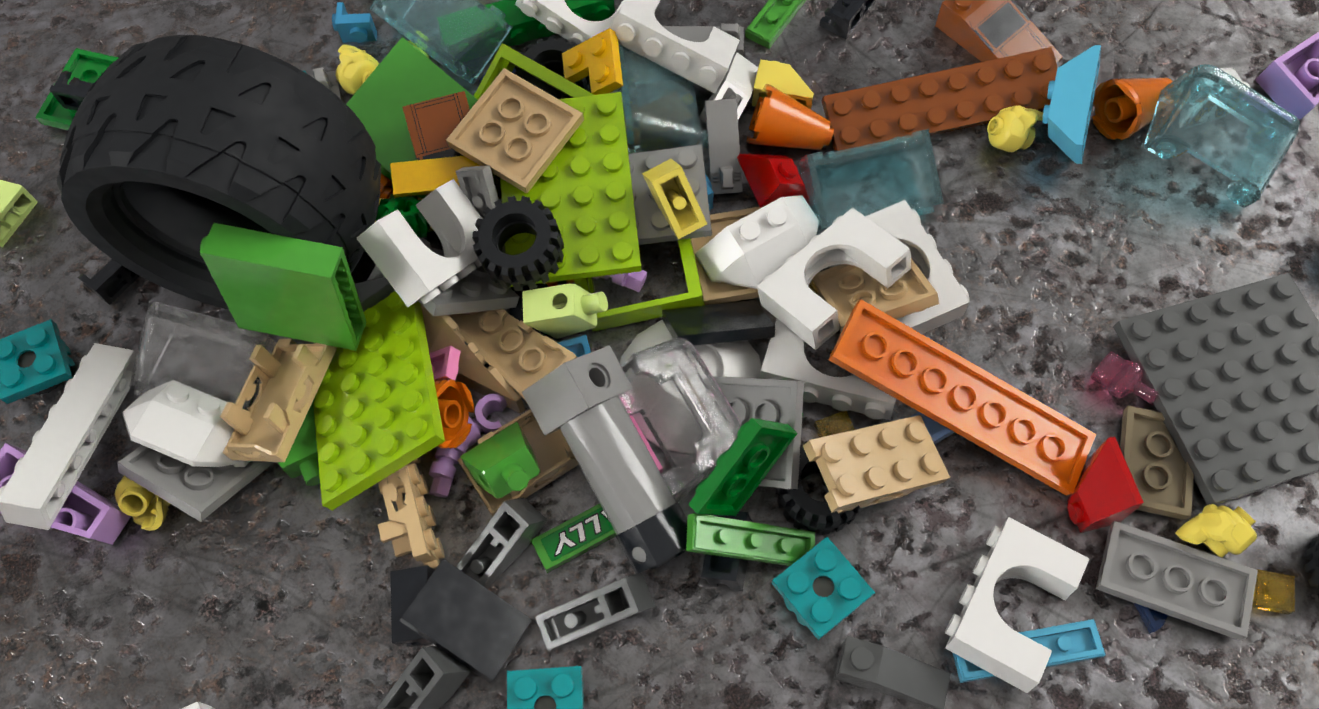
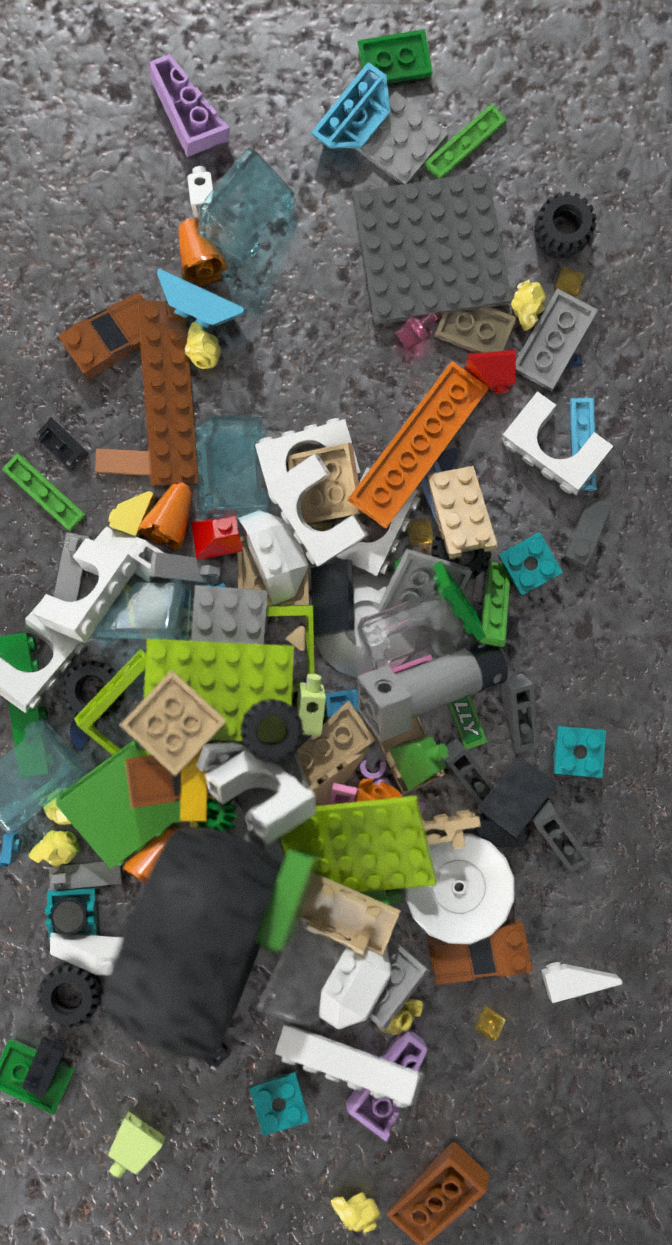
camera: 85 degrees left, 20 degrees up
(129, 634) = (489, 1023): none -> clear yellow plate
(234, 609) = (492, 957): none -> dark orange slope
(289, 551) = (478, 907): none -> white dish
(597, 59) = (102, 650): yellow plate -> none
(654, 279) = (297, 638): none -> tan slope
(675, 197) = (243, 613): light yellow slope -> none
(843, 66) = (122, 462): none -> nougat tile
(952, 452) = (447, 459): none -> dark blue tile

